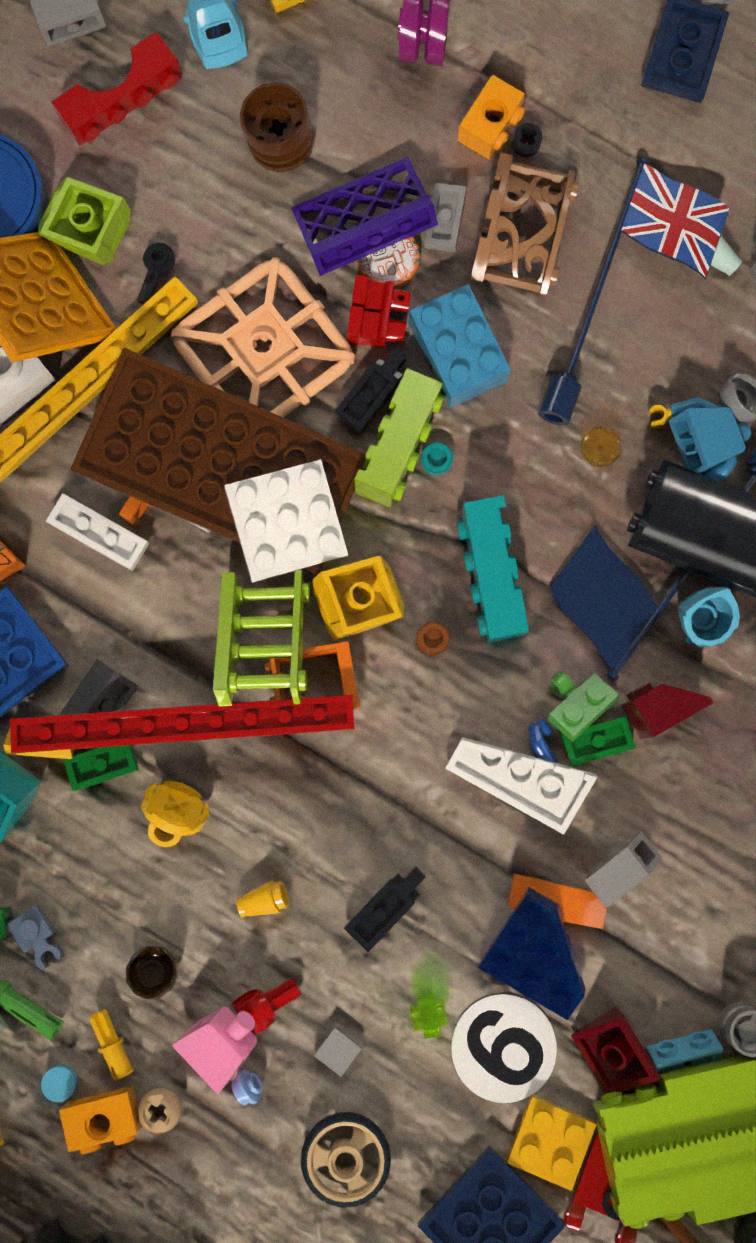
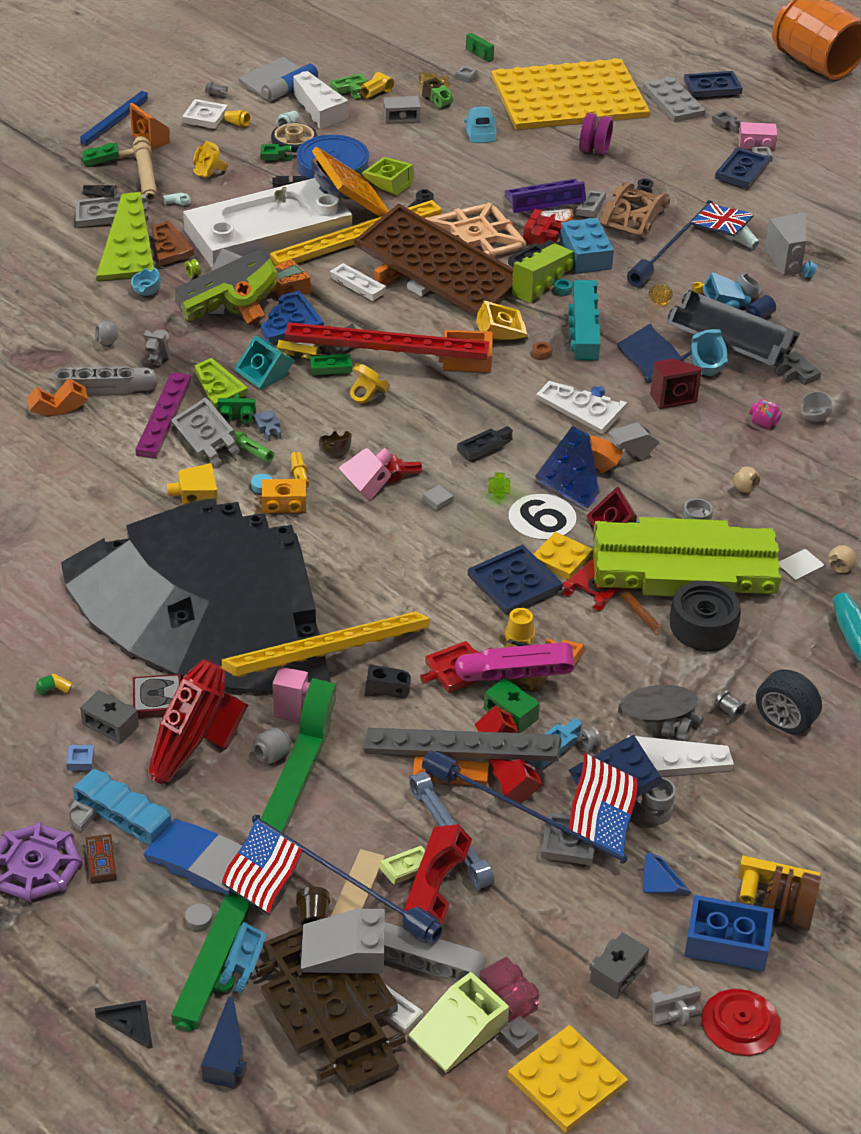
camera: 10 degrees right, 40 degrees down
(90, 112) = (403, 142): red arch -> none
(164, 1122) = (320, 499): tan piece -> none
(232, 623) = (432, 317): lime fence -> none
(247, 1087) = (378, 498): light blue plate -> none
(264, 900) = (411, 429): yellow cone -> none
(276, 111) = (505, 156): reddish brown wheel -> none
(286, 520) = (468, 284): white plate -> none
(315, 1156) = (429, 535): tan wheel -> none
(495, 100) = (626, 170): light orange brick -> none
(579, 705) = (625, 382): bright green plate -> none
(599, 742) = (635, 398): green plate -> none

